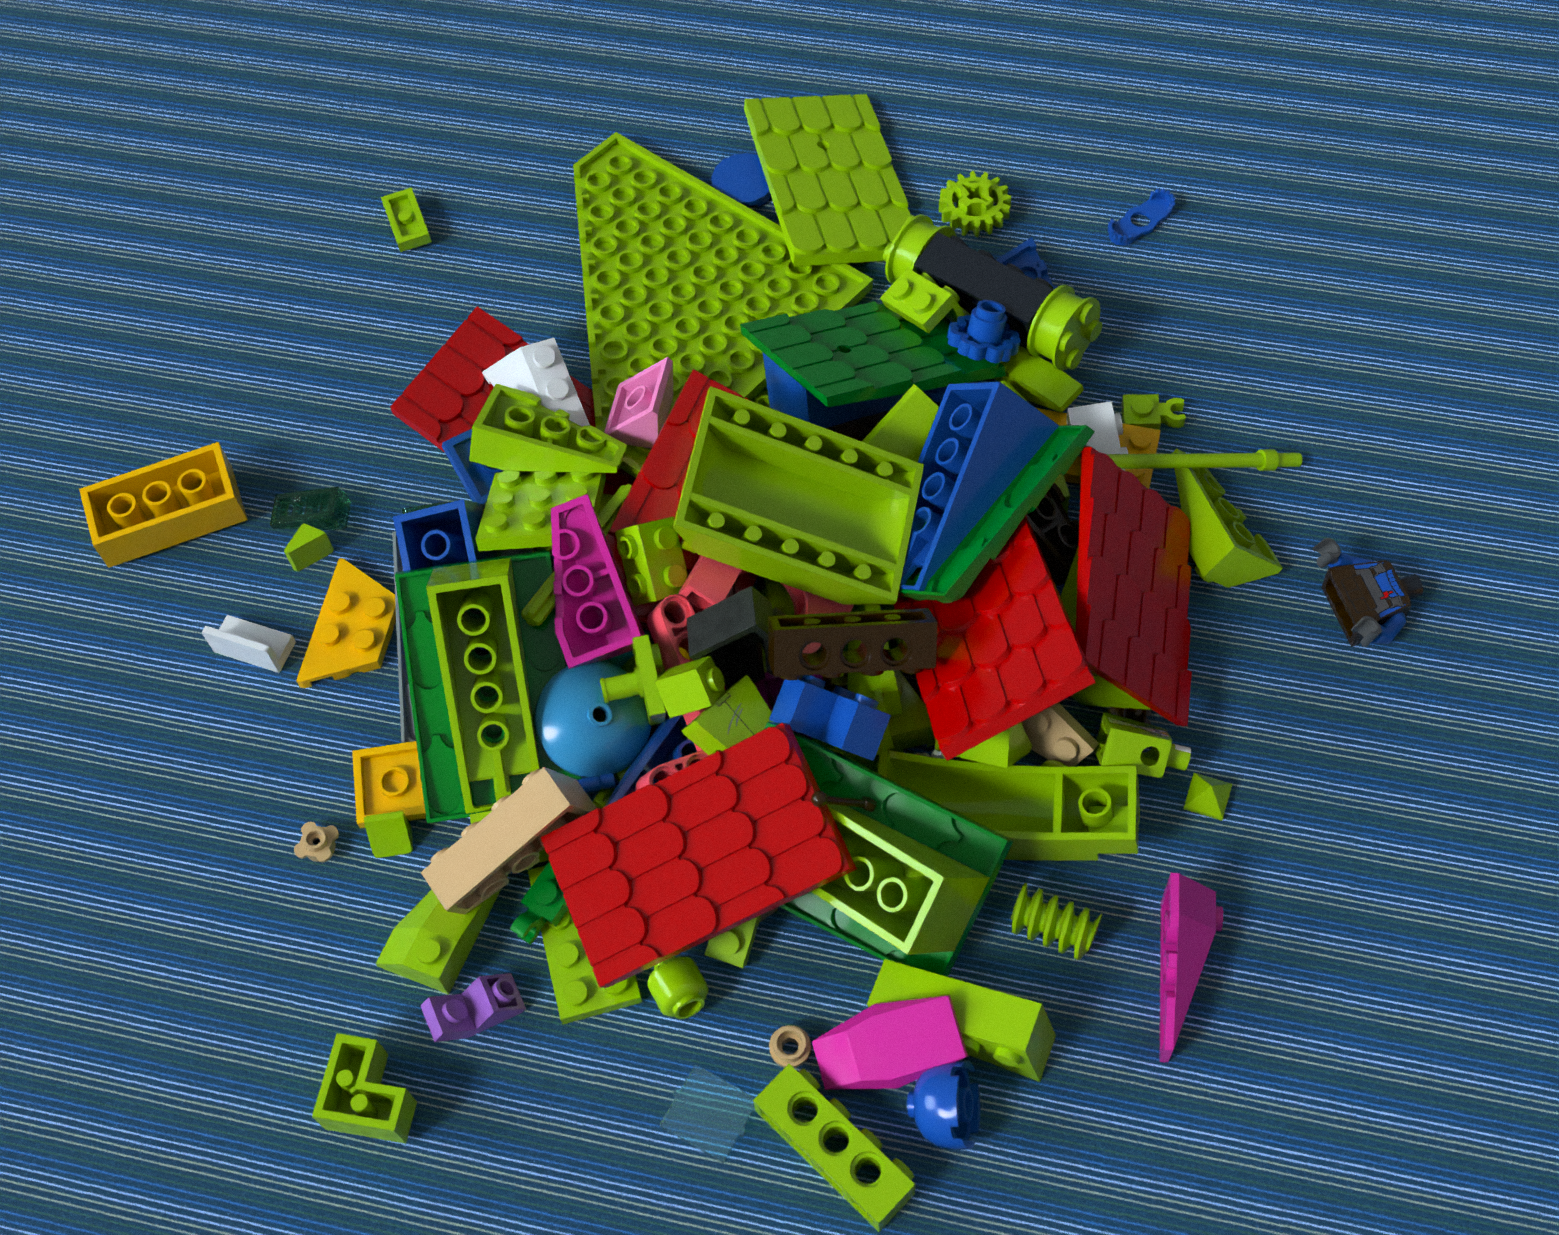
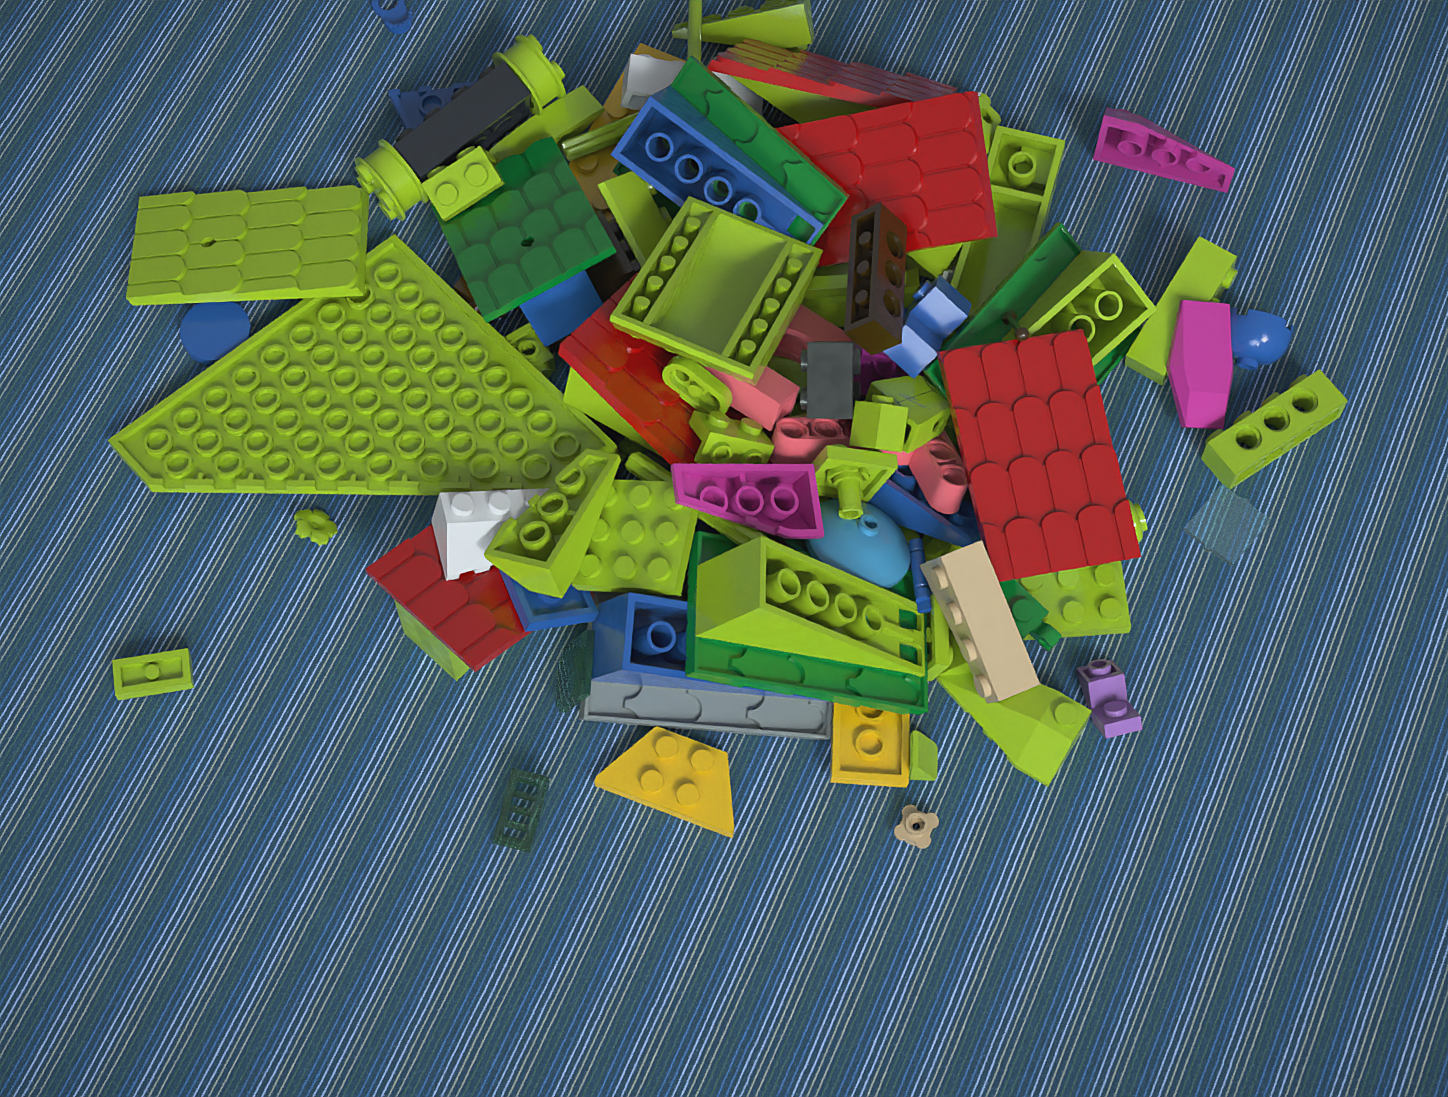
camera: 85 degrees left, 5 degrees up
(162, 504) = (486, 952): yellow brick -> none
(250, 643) = (674, 877): white panel -> none
(307, 547) = (571, 809): lime slope -> none
(355, 1100) = (1182, 802): lime brick -> none
(562, 294) = (315, 525): none -> lime plant
(642, 405) = (531, 435): bright pink slope -> none
(790, 1034) = (1180, 441): tan plate -> none
(975, 203) = (323, 129): lime gear -> none
(984, 334) = (522, 138): blue plant -> none
(1054, 922) = (1110, 224): lime piece -> none
(1147, 412) = (614, 50): lime plate -> none
(1207, 796) = (1008, 101): lime slope -> none

